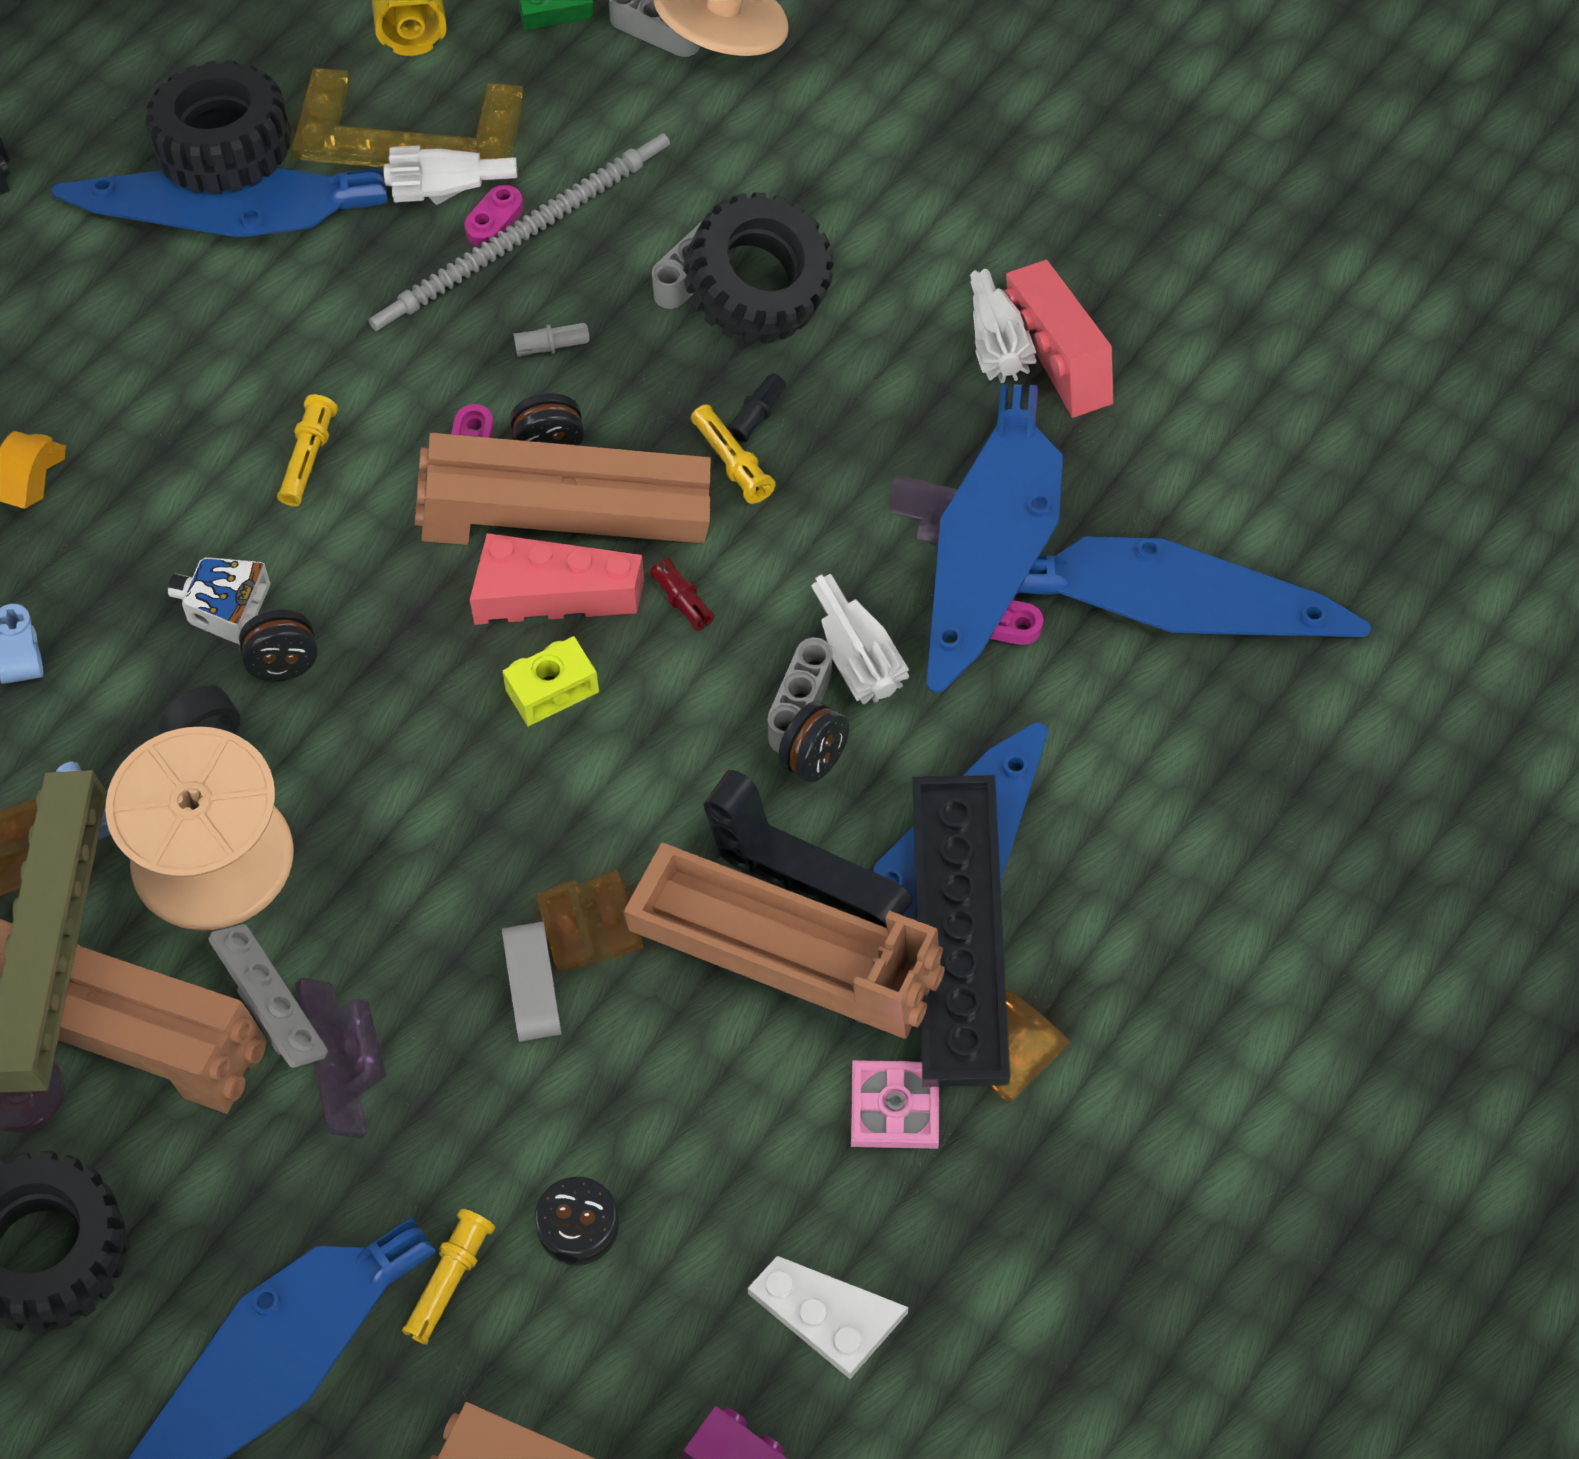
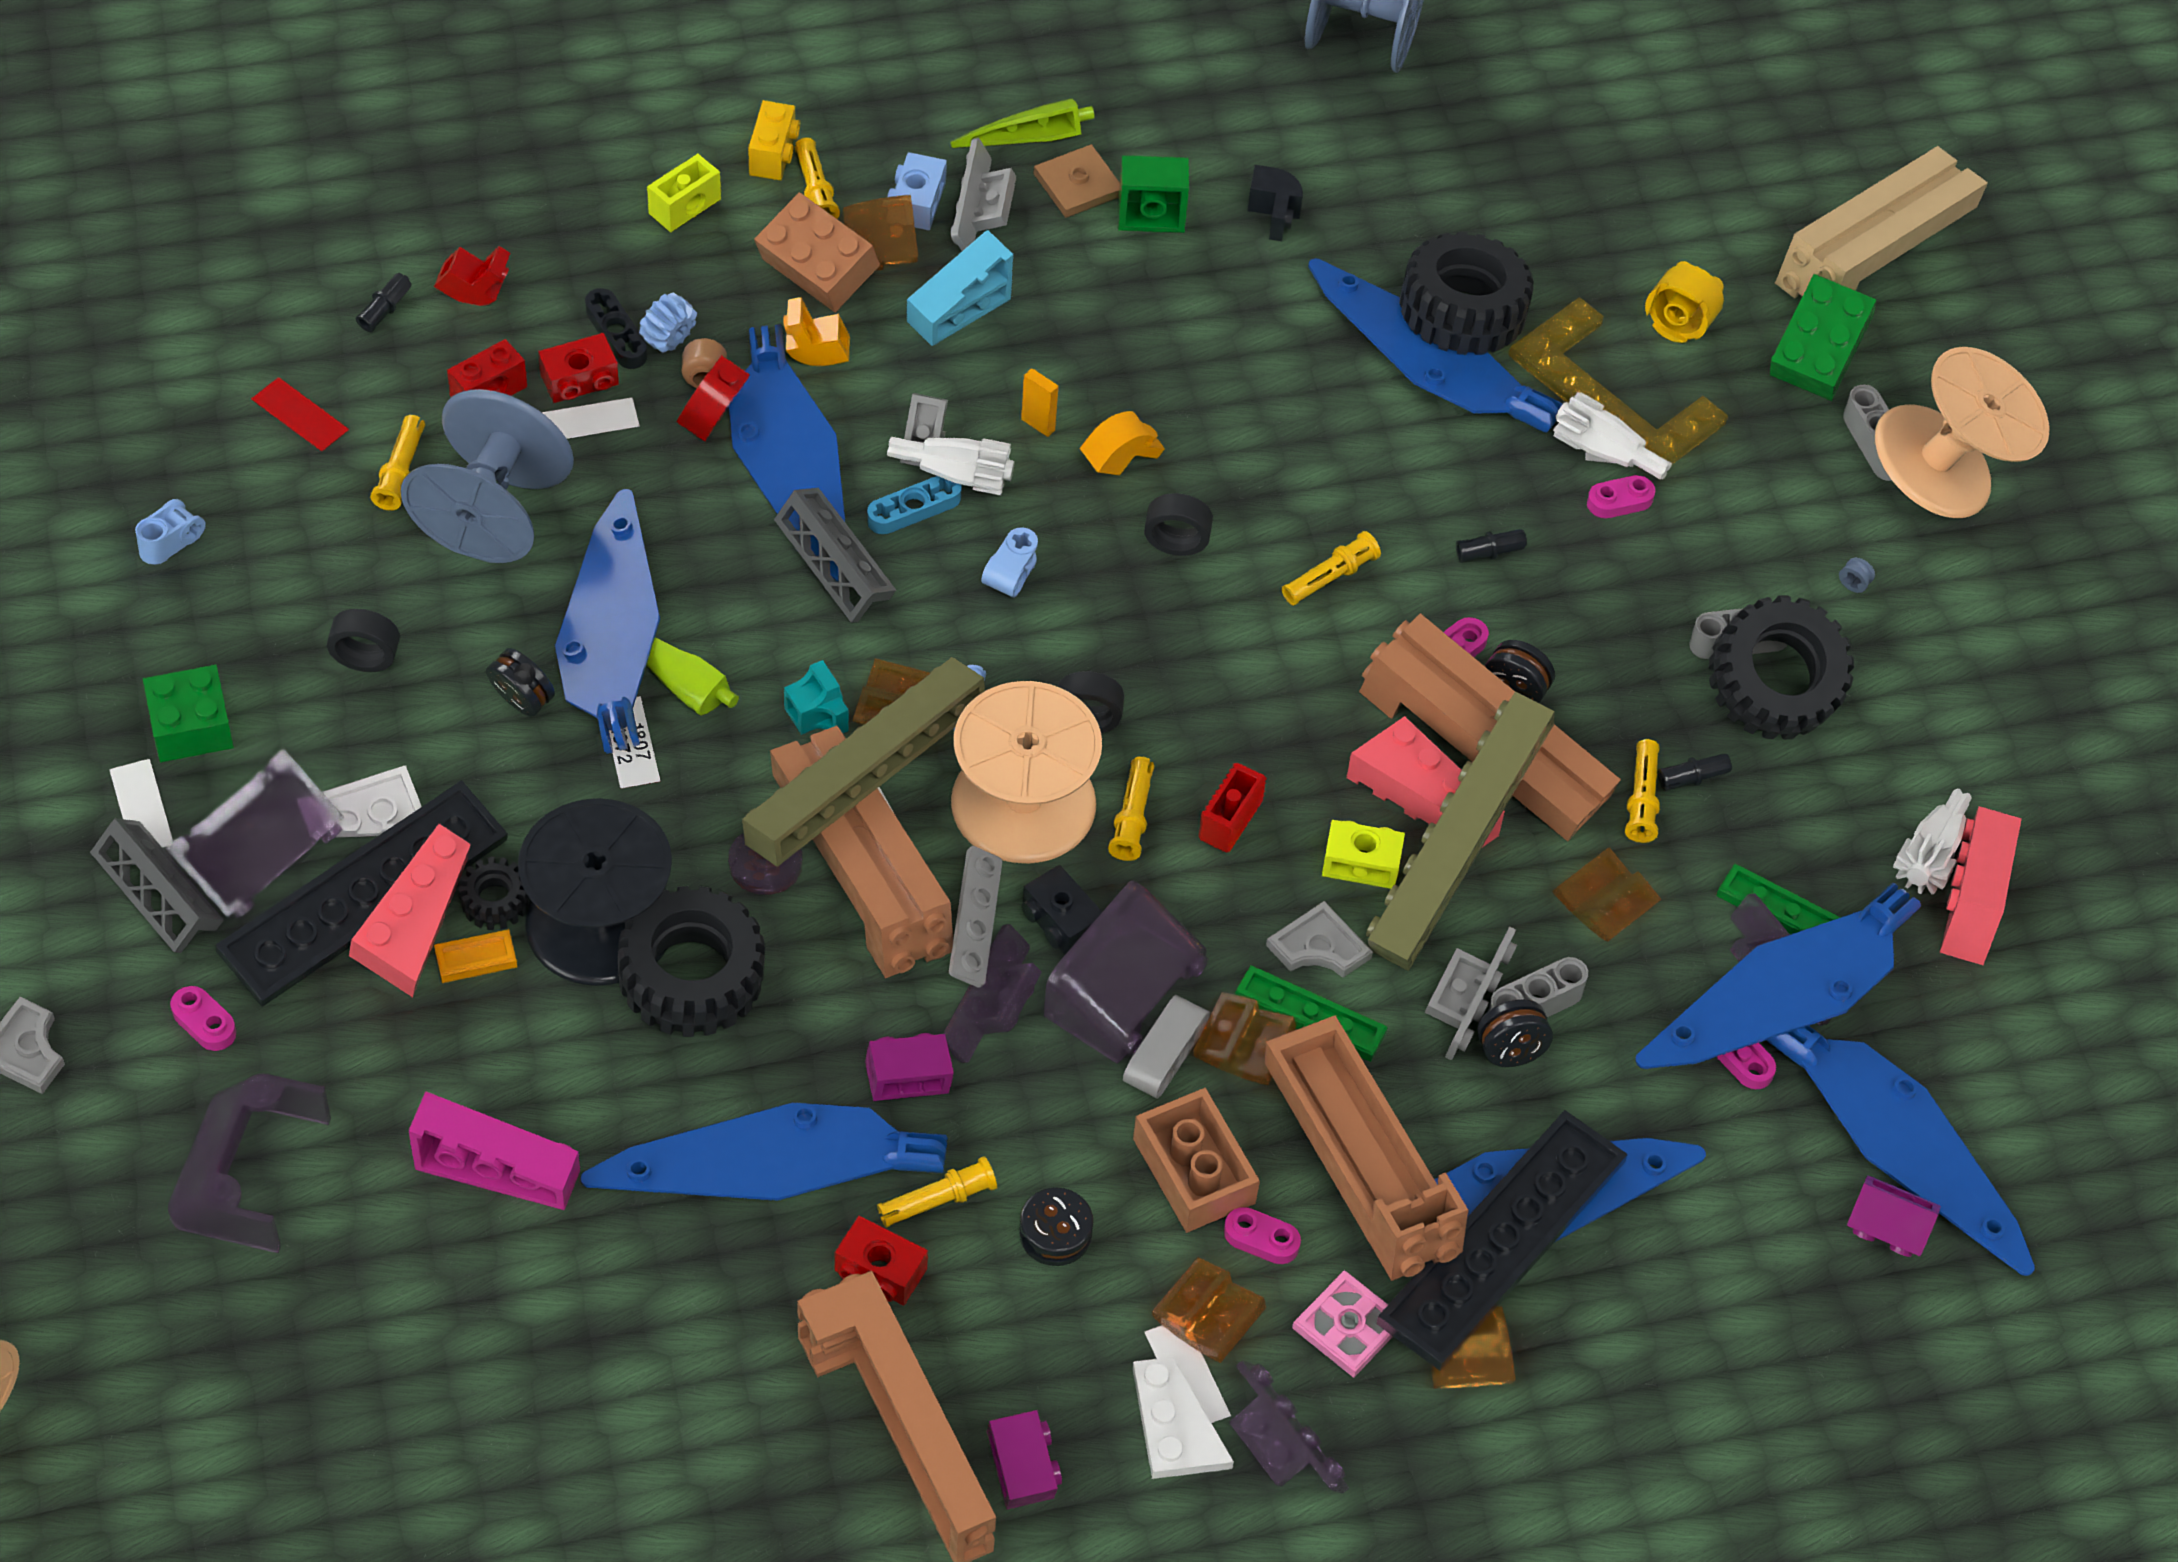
camera: 35 degrees right, 5 degrees down
(133, 489) = (1179, 508): none -> black tyre
(222, 594) = (1183, 629): torso -> none
(278, 645) = (1189, 689): black head -> none
(322, 1179) = (909, 1066): none -> magenta brick
(325, 803) = (1130, 820): none -> yellow pin
(336, 929) = (1059, 908): none -> black brick
(406, 724) = (1232, 807): none -> red brick
(409, 301) = (1762, 526): light grey hose -> none
(423, 333) = (1490, 545): none -> black axle
(427, 1370) = (871, 1243): none -> red brick
(440, 946) = (1121, 972): none -> clear purple windscreen
(550, 339) = (1582, 614): light grey axle -> none
(577, 784) = (1320, 940): none -> light grey tile
(625, 599) = (1461, 830): none -> olive brick
(625, 852) = (1308, 1008): none -> green tile
(647, 1063) = (1195, 1159): none -> nougat brick
(682, 594) = (1515, 864): dark red pin -> none
(738, 735) = (1462, 990): none -> light grey bracket
(741, 149) = (1857, 575): none -> sand blue bush
(757, 1087) = (1260, 1236): none -> dark pink plate
(765, 1240) = (1194, 1369): none -> white sticker
(769, 1188) = (1209, 1309): none -> clear orange slope
(777, 566) = (1606, 895): none -> clear orange slope
(790, 862) = (1419, 1098): black beam -> none
(859, 645) = (1612, 992): white piece -> none
(923, 1253) = (1278, 1437): none -> clear purple bracket
(936, 467) = (1788, 908): none -> green tile
(1237, 665) = (1893, 1217): none -> magenta brick

